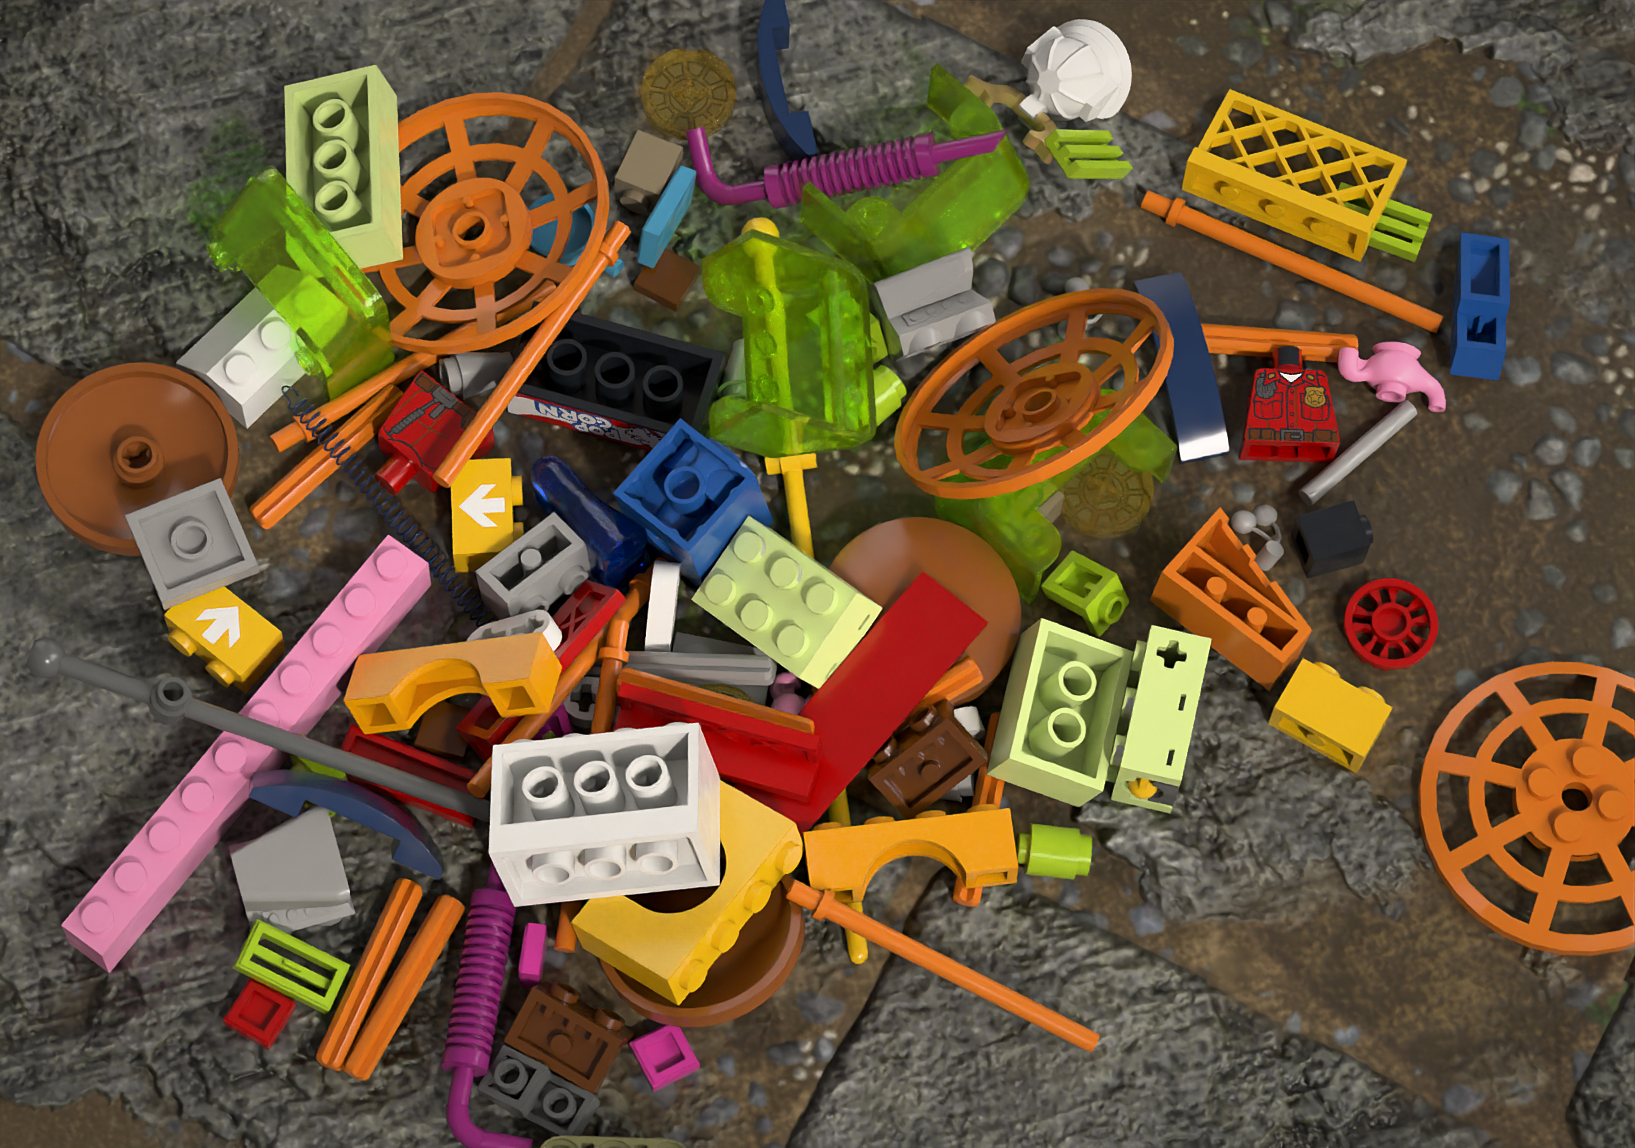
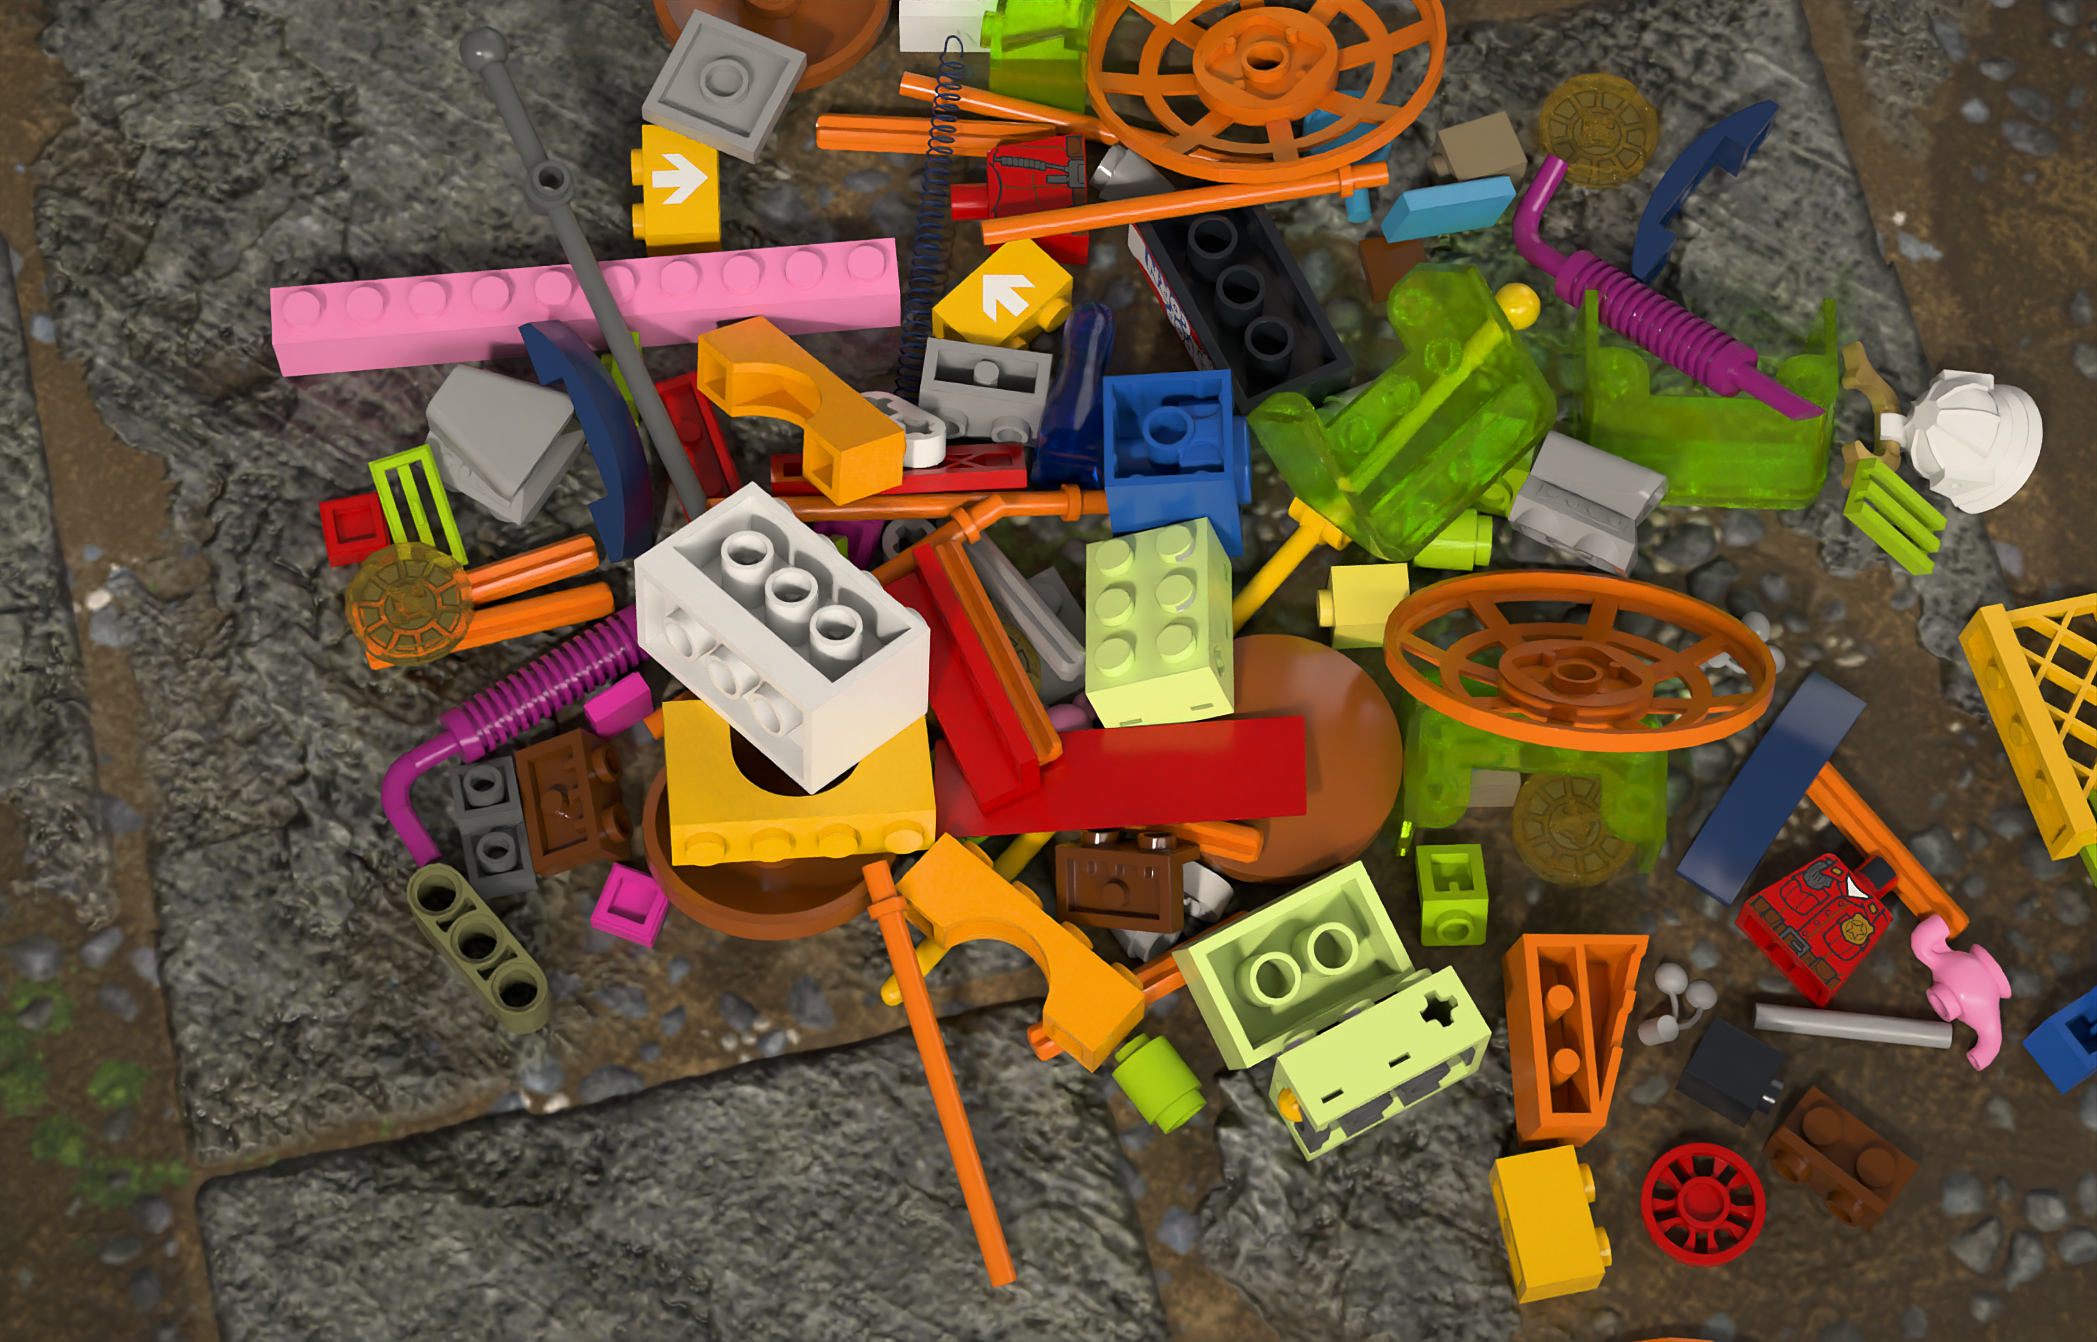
camera: 50 degrees right, 0 degrees up
(351, 1020) = (409, 604): none -> clear yellow tile
(438, 731) = (757, 444): reddish brown tile -> none
(662, 606) = (1058, 529): white beam -> none
(868, 482) = (1360, 602): none -> light yellow brick
(1178, 213) = (1929, 652): orange bar -> none
(1429, 529) = (1839, 1160): none -> reddish brown bracket

